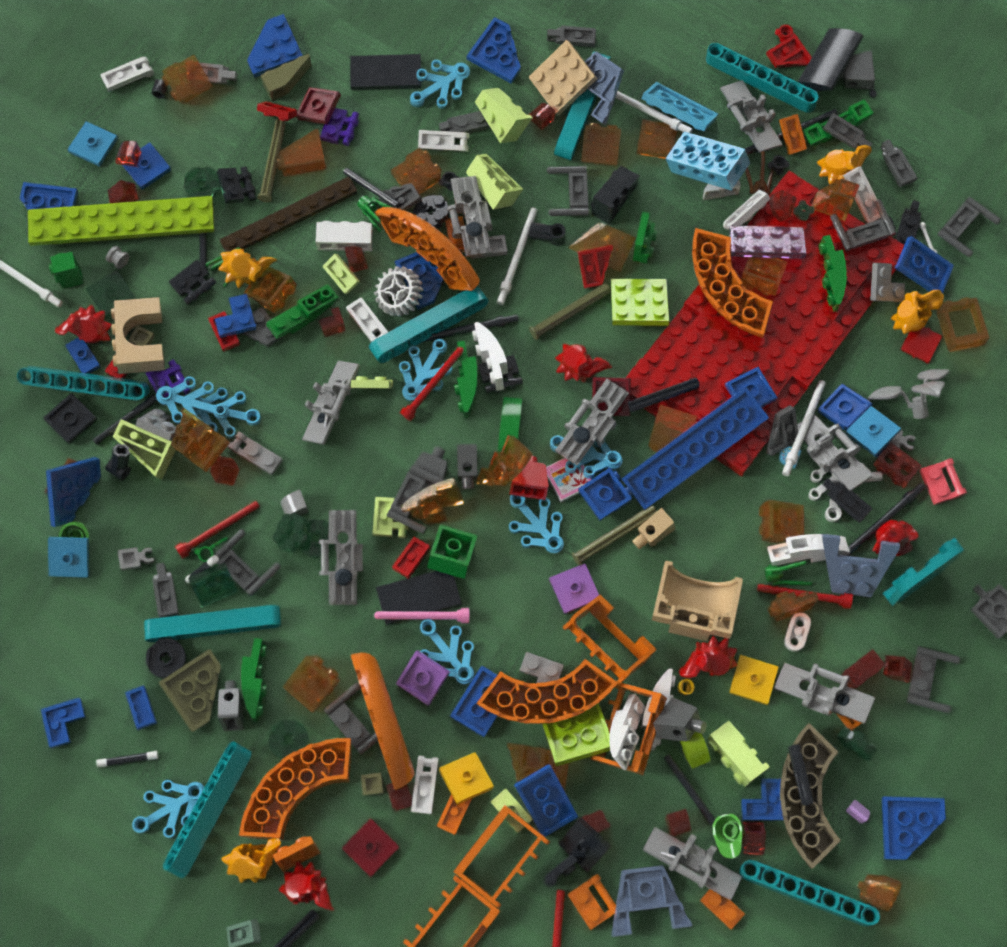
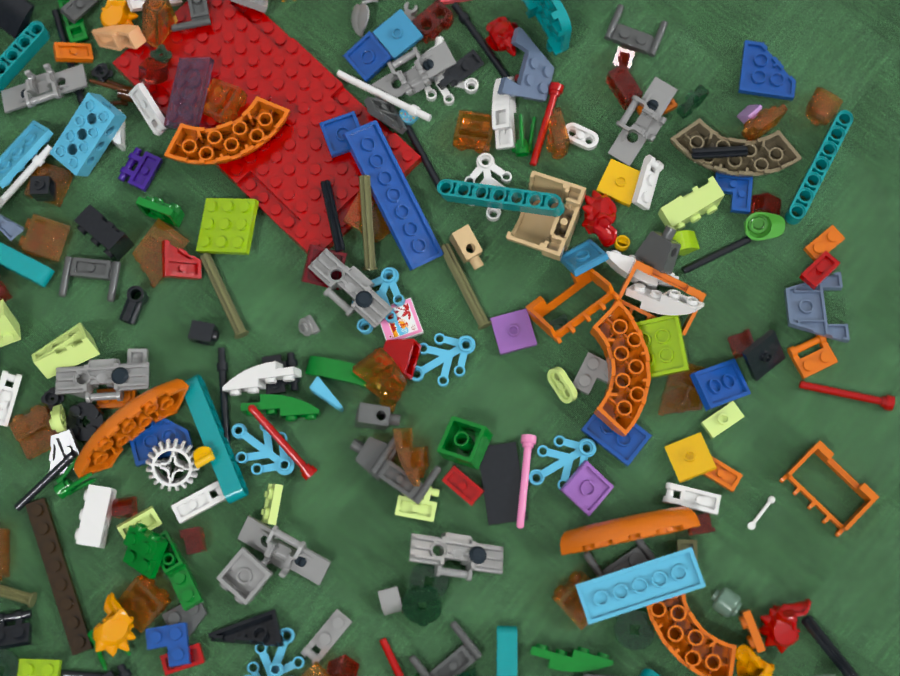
camera: 80 degrees left, 5 degrees up
(255, 392) = (258, 630): none -> black wing
(302, 370) = (244, 576): none -> light grey plate
(317, 280) = (144, 550): none -> green plate
(323, 827) = (726, 602): none -> sand green head
(328, 734) = (640, 585): none -> medium azure plate
(370, 847) = (746, 558): dark red plate -> none
(405, 851) = (751, 525): none -> white hinge
(407, 314) = (203, 456): none -> yellow plate
(429, 187) = (58, 418): none -> yellowish green plate
(486, 415) = (321, 390): none -> medium azure slope
(505, 811) = (768, 465): orange hinge -> none
(506, 285) = (183, 355): white bar -> none
(524, 642) = (562, 385): none -> yellowish green plate
(529, 298) = (203, 333): none -> black brick
(551, 392) = (308, 326): none -> light grey plate
(565, 867) = (784, 377): black plate -> none
(578, 364) = (285, 295): red head -> none
(605, 494) = (424, 287): blue plate -> none
(647, 132) = (42, 188): none -> black brick
(661, 427) = (367, 222): none -> olive axle
(661, 646) = (583, 257): none -> dark azure tile
(678, 822) = (746, 269): clear red brick -> none
(683, 219) = (144, 171): none -> dark purple plate
(688, 900) = (819, 270): none -> red plate
(694, 858) = (781, 258): light grey piece -> none
(707, 560) = (506, 203): none -> teal beam
(727, 545) = (488, 180): none -> white plant
(745, 478) = (424, 158): none -> black bar
(757, 706) = (647, 182): none -> white plate
(815, 171) = (119, 36): none -> light nougat slope
(836, 274) = (239, 36): green slope -> none
(851, 829) = (764, 122): none -> clear orange plate

